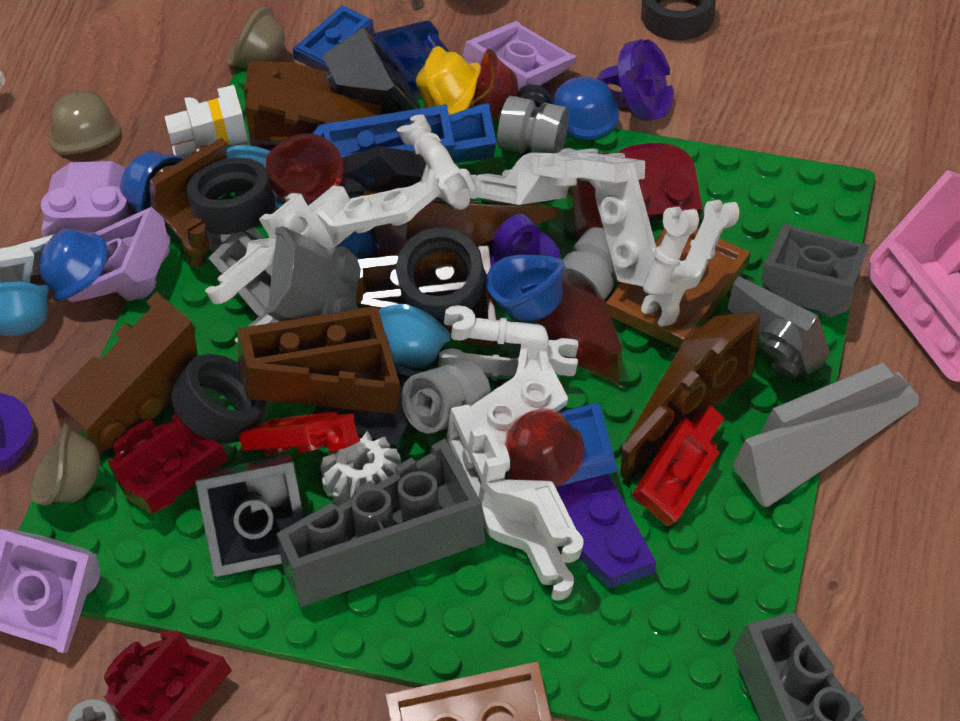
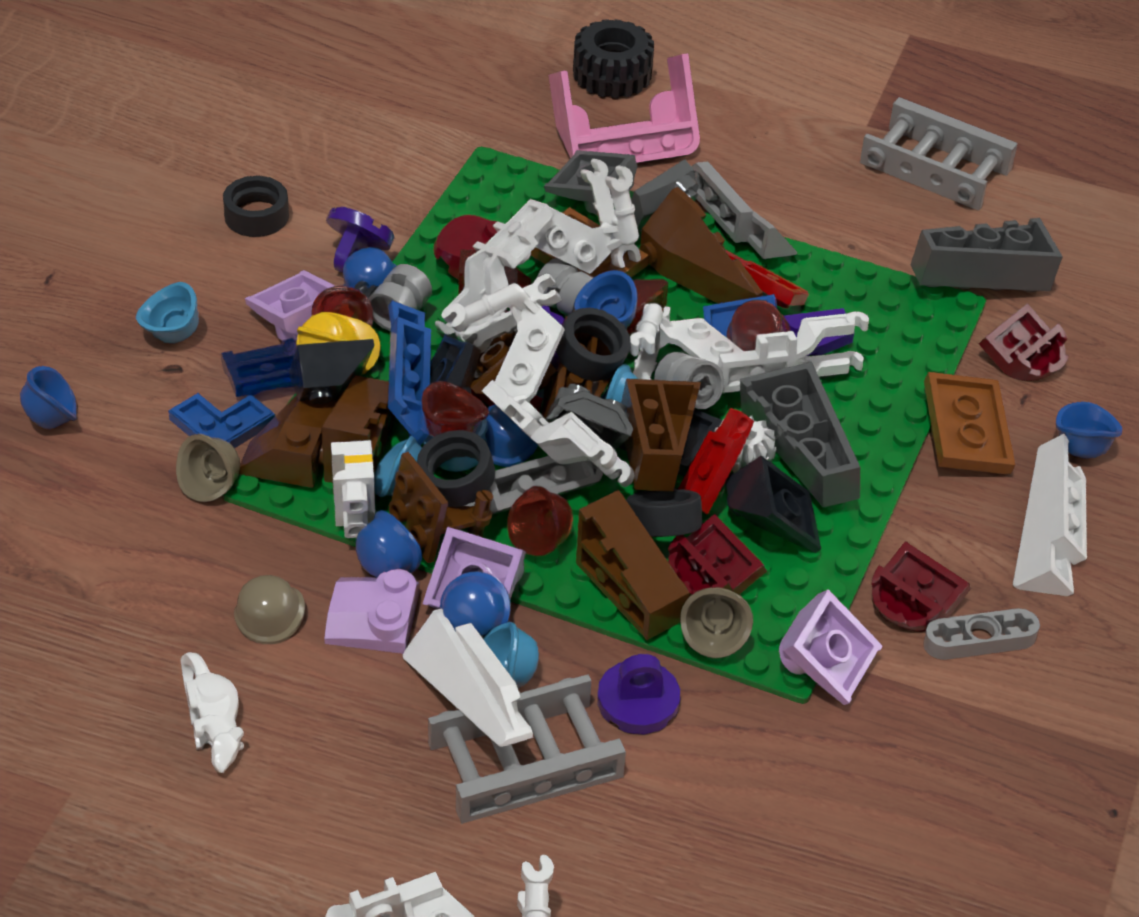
camera: 85 degrees left, 5 degrees down
(193, 301) = (539, 521): none -> clear red helmet

